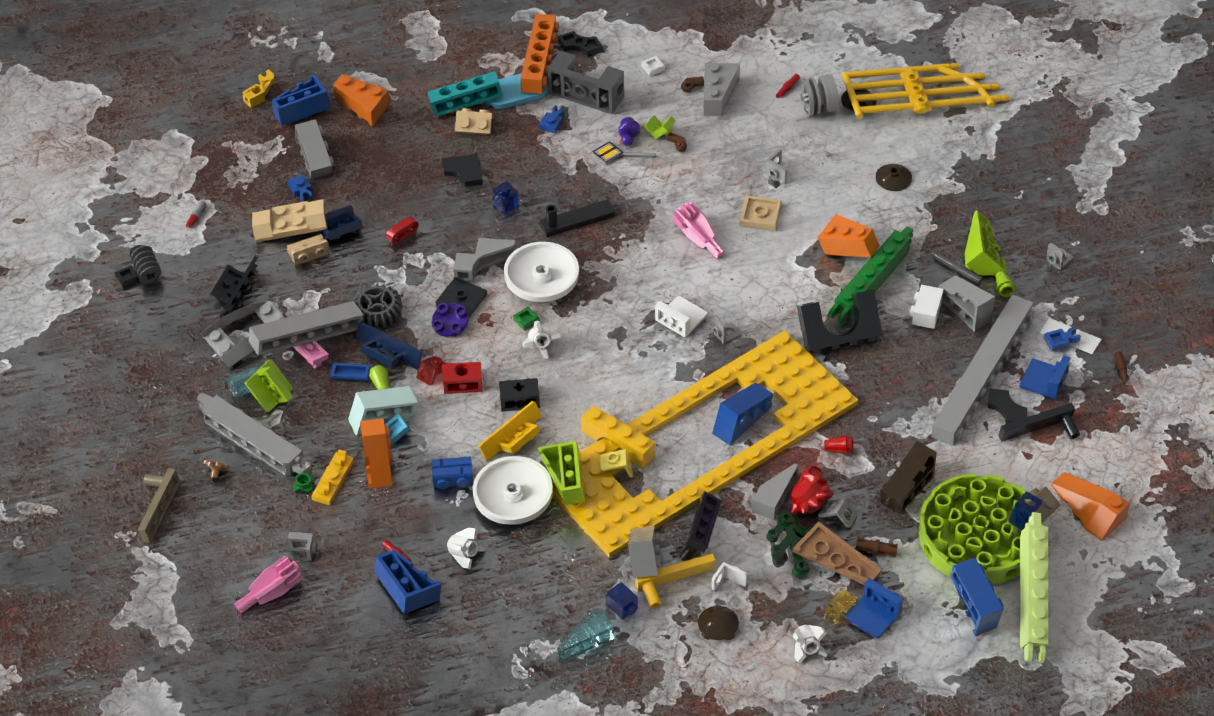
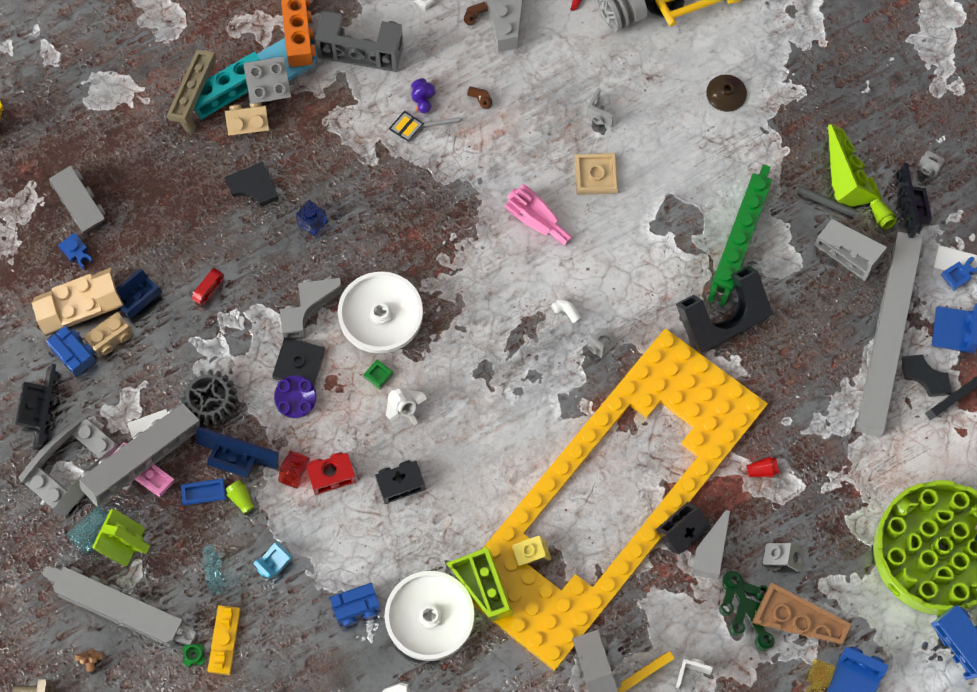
camera: 15 degrees left, 20 degrees up
(273, 253) = (71, 351): none -> blue brick
(301, 102) = (43, 135): blue wedge -> none
(339, 421) = (213, 577): none -> clear light blue plate
(361, 97) = (111, 113): orange wedge -> none
(377, 457) = (267, 606): orange wedge -> none
(381, 404) = (253, 536): light aqua wedge -> none
(431, 90) = (191, 89): none -> dark tan piece
(498, 93) = (267, 80): none -> light grey bracket
(513, 433) = (409, 537): yellow bracket -> none
(552, 121) = (333, 97): blue plate -> none
(576, 218) = (397, 225): black piece -> none
(600, 424) = (540, 520): yellow arch -> none
(659, 128) = (457, 83): lime bracket -> none
(680, 315) = (547, 334): white bracket -> none
(702, 526) = (648, 613): black piece -> none
(703, 299) = (568, 307): none -> white arm
(741, 412) = (649, 451): blue wedge -> none
(743, 471) = (683, 528): none -> black brick
(810, 492) = (752, 542): red head -> none
(848, 238) = (704, 195): orange wedge -> none
(876, 547) = (836, 592): reddish brown pin -> none
(909, 478) = (850, 499): dark brown wedge -> none
(927, 306) = (810, 265): white brick -> none
(1033, 279) = (914, 202): none -> black bracket

